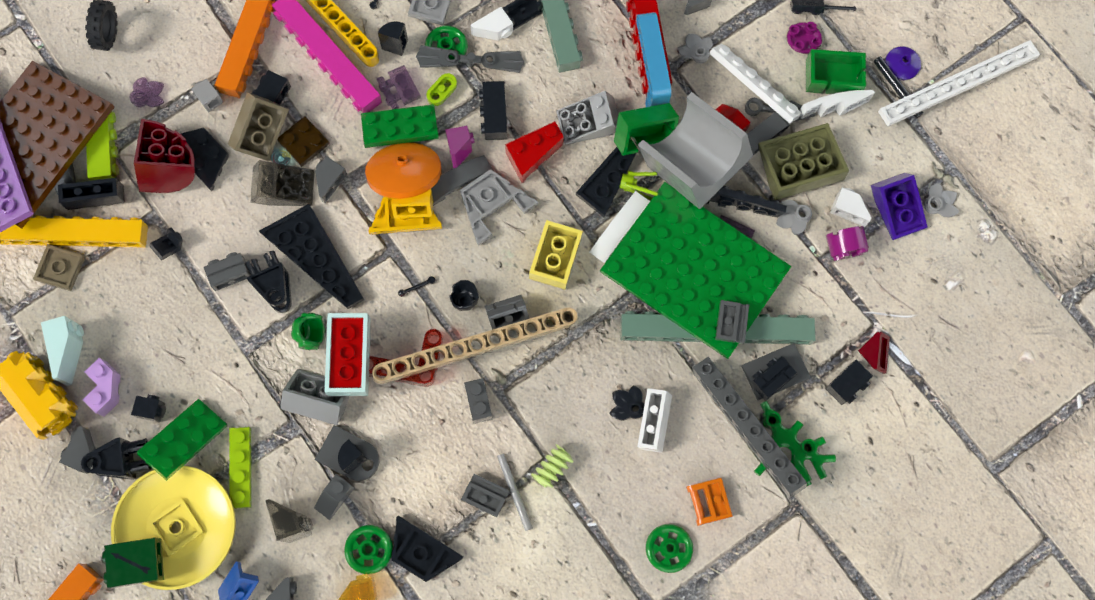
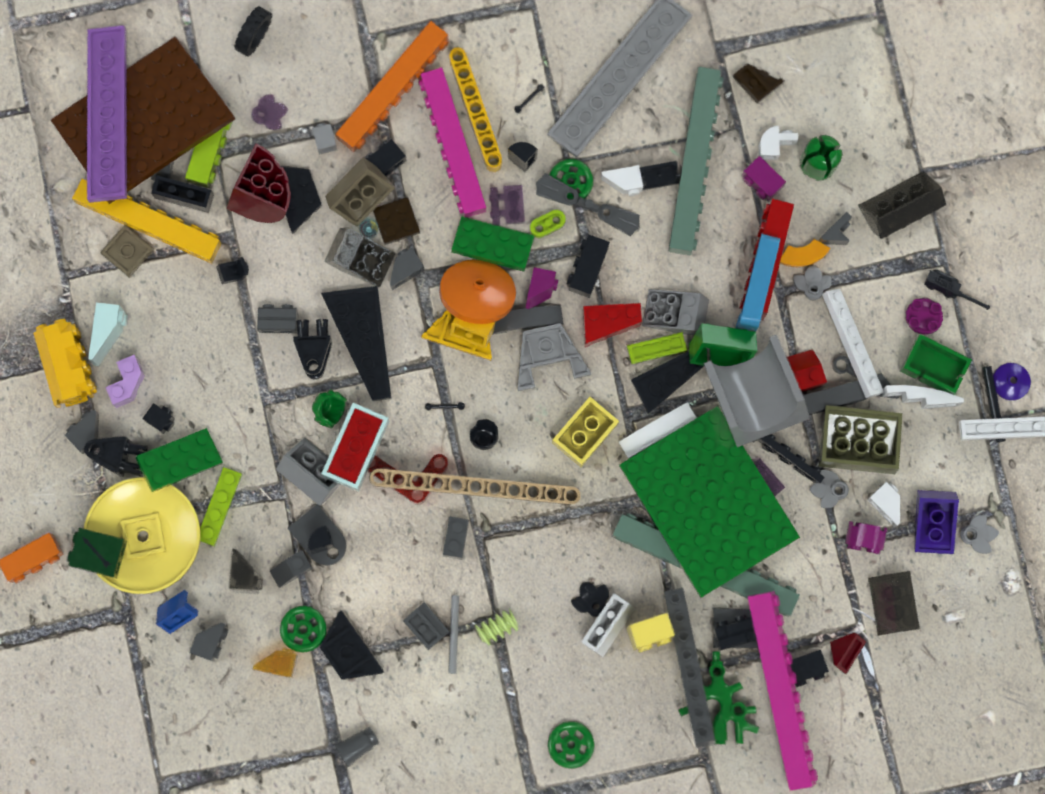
camera: 25 degrees right, 5 degrees up
(507, 312) = (516, 467): dark grey brick -> none
(586, 157) = (656, 348): none -> lime plate
(628, 183) = (684, 392): lime plant -> none
(680, 27) = (805, 255): none -> light orange tile
(698, 409) = (650, 632): none -> light yellow brick
(715, 498) = (632, 719): orange plate -> none
(732, 322) = (717, 566): dark grey plate -> none
(841, 412) = (782, 690): none -> dark pink brick
(899, 291) = (893, 603): none -> clear smoke slope

